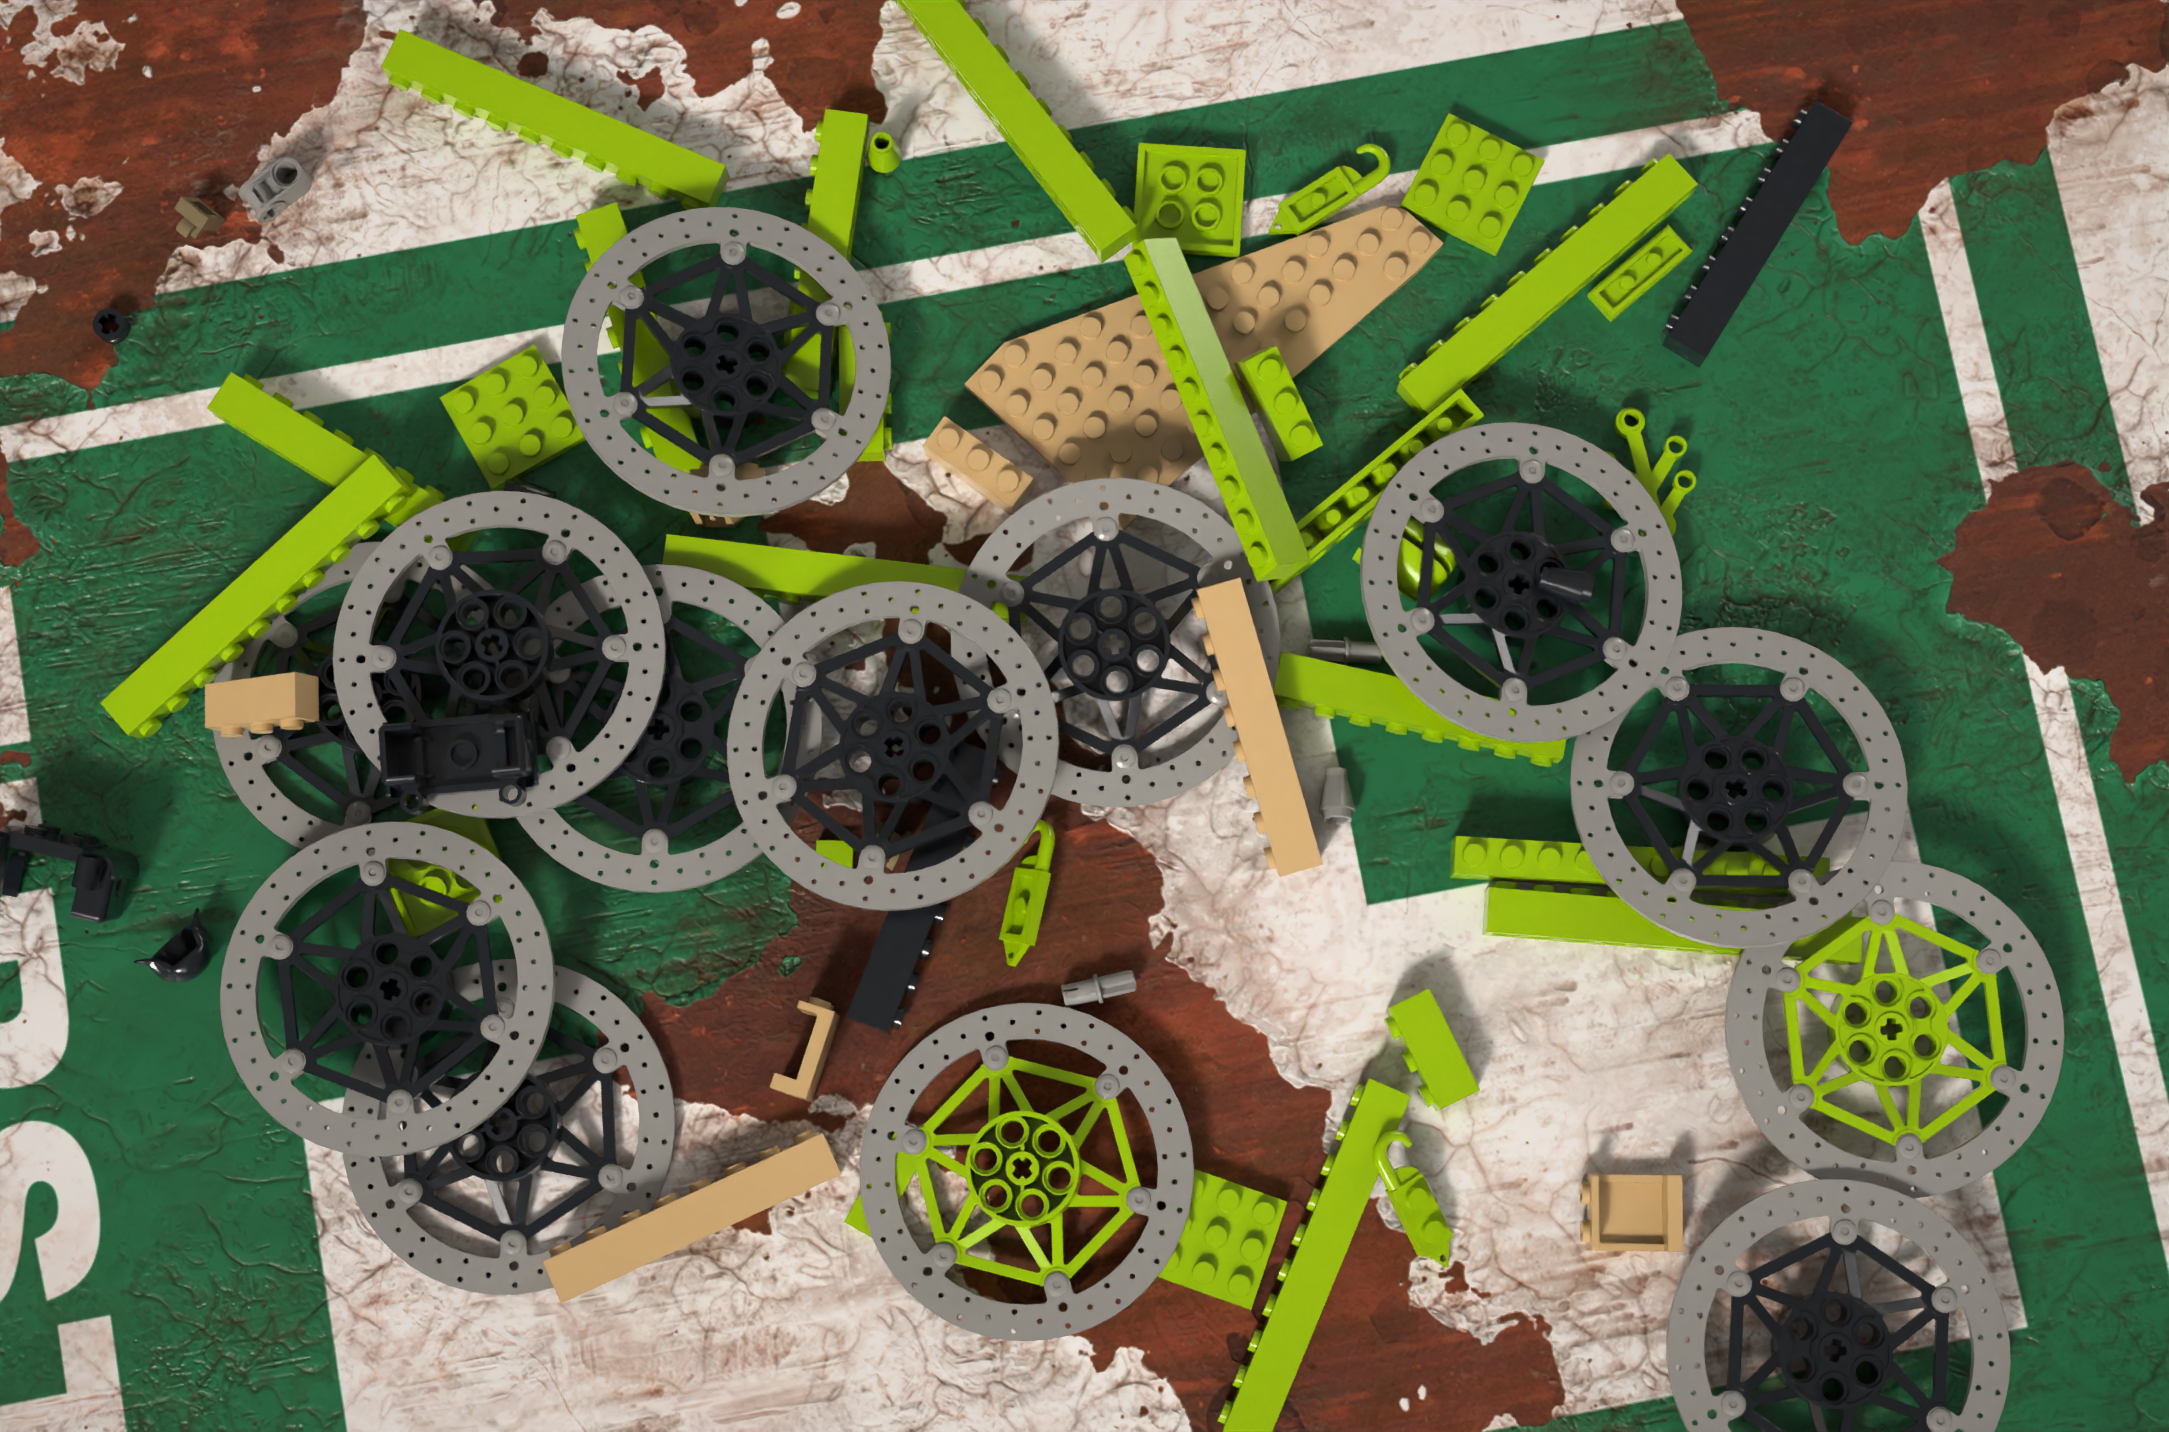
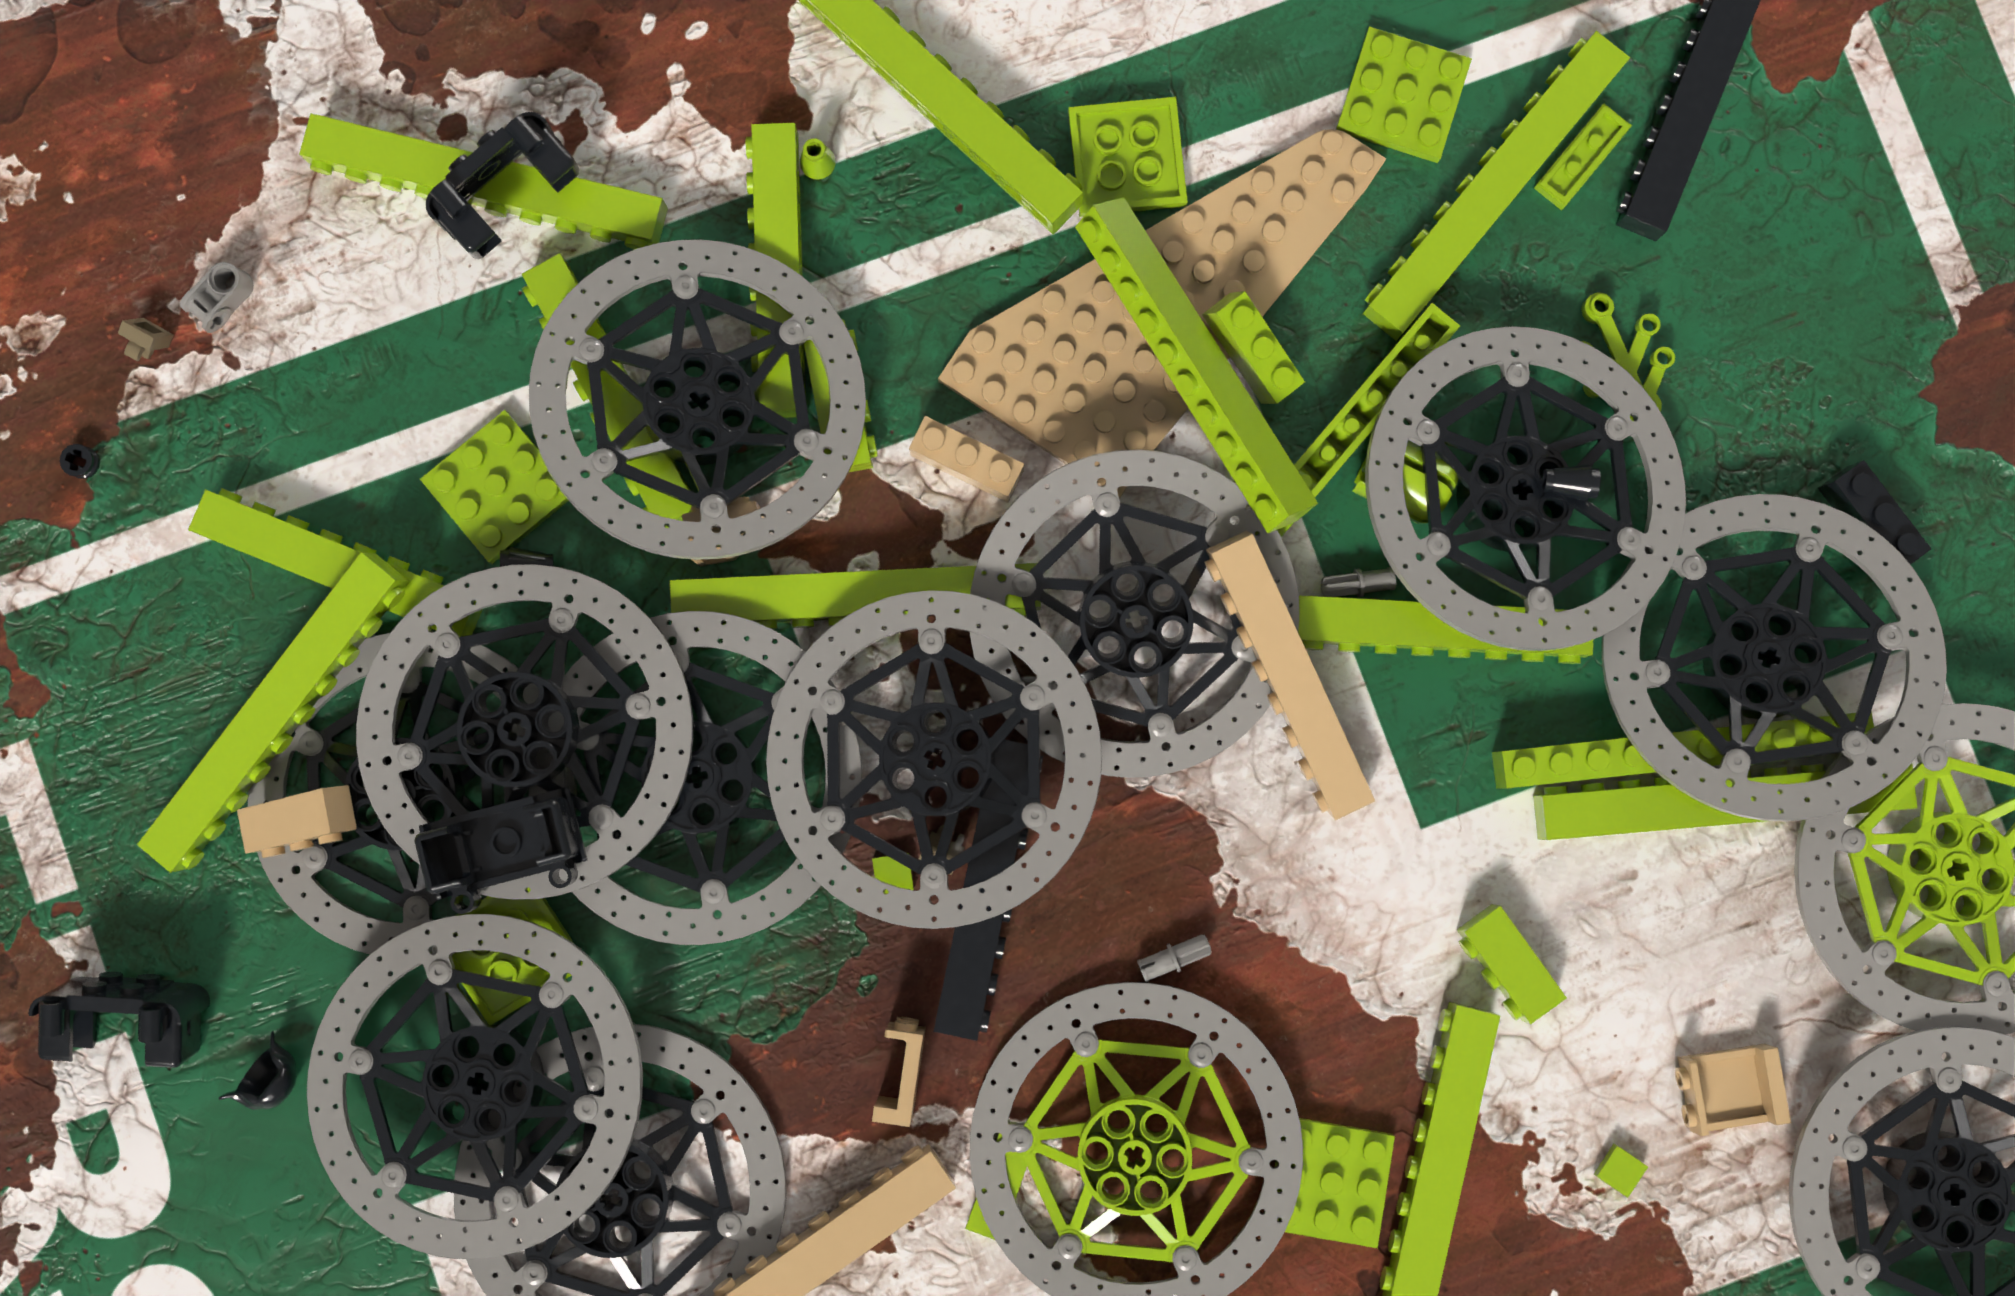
camera: 10 degrees left, 5 degrees up
(605, 83) = (496, 150): none -> black container
(1027, 898) = (1090, 883): lime plate -> none
(1328, 195) = (1265, 128): lime plate -> none
(1336, 797) = (1375, 731): light grey cone -> none
(1413, 1202) = (1519, 1117): lime plate -> none
(1508, 1276) = (1620, 1170): none -> lime tile
(1860, 651) = (1864, 497): none -> black brick

